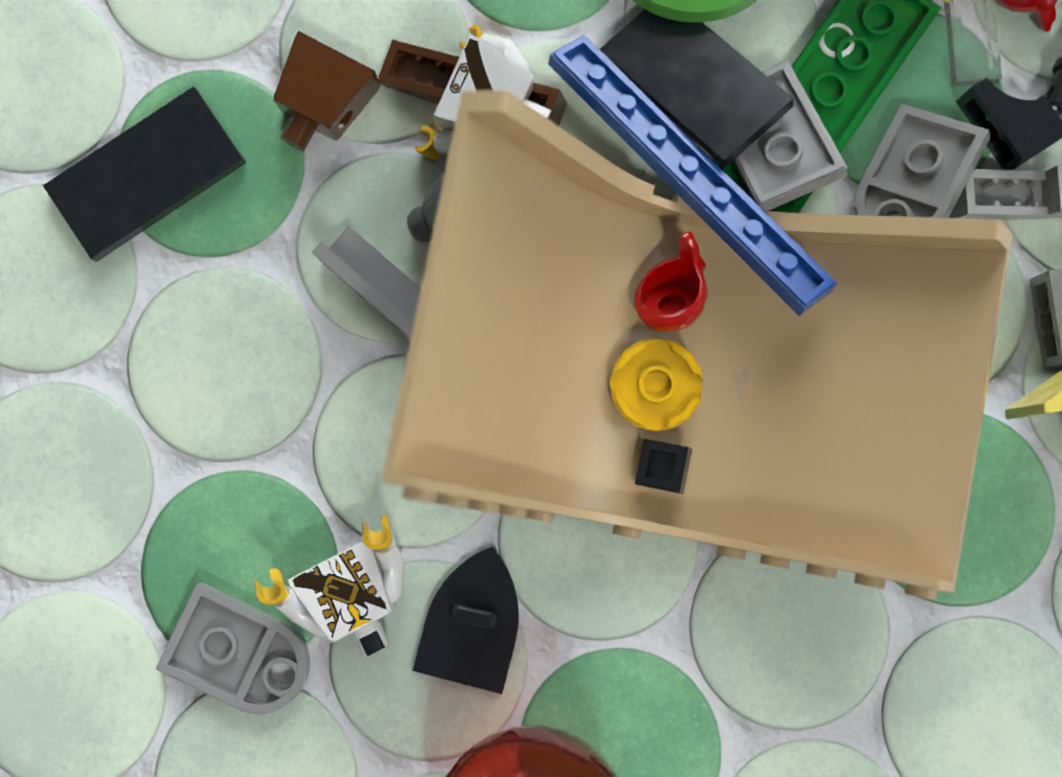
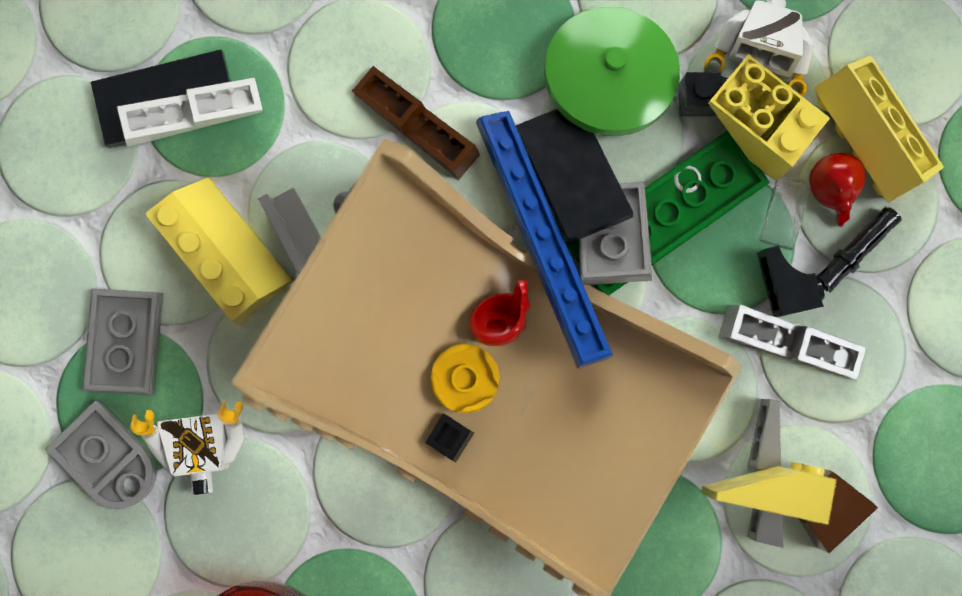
camera: 15 degrees right, 0 degrees up
(186, 175) = (189, 112): none -> white slope
(203, 497) = (122, 341): none -> light grey tile
(284, 335) = (219, 248): none -> light yellow slope
(321, 91) = (308, 85): reddish brown torso -> none
(472, 625) = (276, 499): black shield -> none
(484, 65) = (424, 126): white torso -> none
(920, 165) = (708, 293): light grey tile -> none

